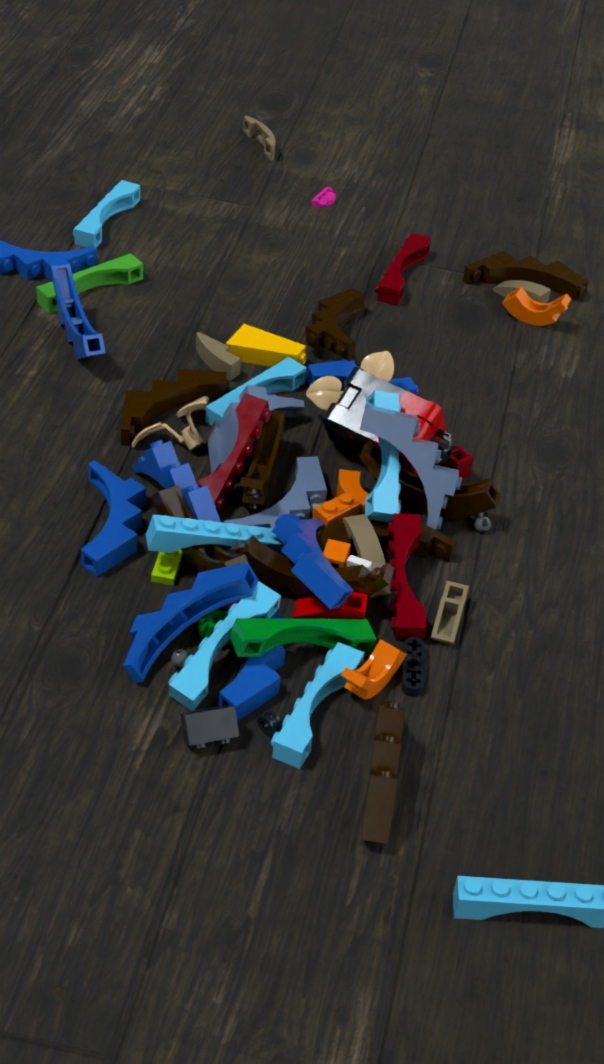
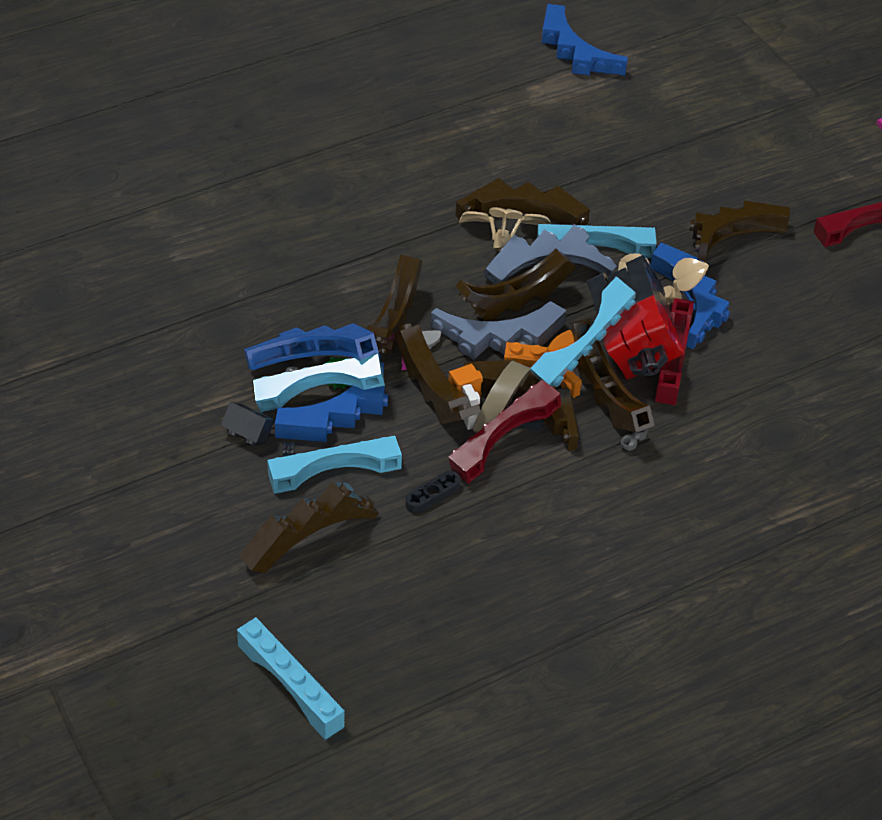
camera: 50 degrees right, 5 degrees up
(70, 313) = (539, 98): blue arch -> none
(116, 271) = (626, 88): bright green arch -> none
(118, 535) = (357, 272): blue arch -> none
(121, 197) = (711, 31): medium azure arch -> none
(163, 465) = (432, 264): blue arch -> none
(167, 567) = (367, 313): lime plate -> none
(175, 533) = (378, 290): medium azure arch -> none
(217, 356) = (608, 197): dark tan slope -> none
(251, 416) = (531, 249): dark red arch -> none
(258, 635) = (339, 390): green arch -> none
(264, 348) = (651, 210): yellow slope -> none
(309, 560) = (428, 370): blue arch -> none
(314, 608) = (429, 418): red slope -> none
(376, 671) = (393, 475): orange arch -> none
(399, 431) = (604, 350): sand blue arch -> none
(449, 612) = (507, 478): dark tan slope -> none

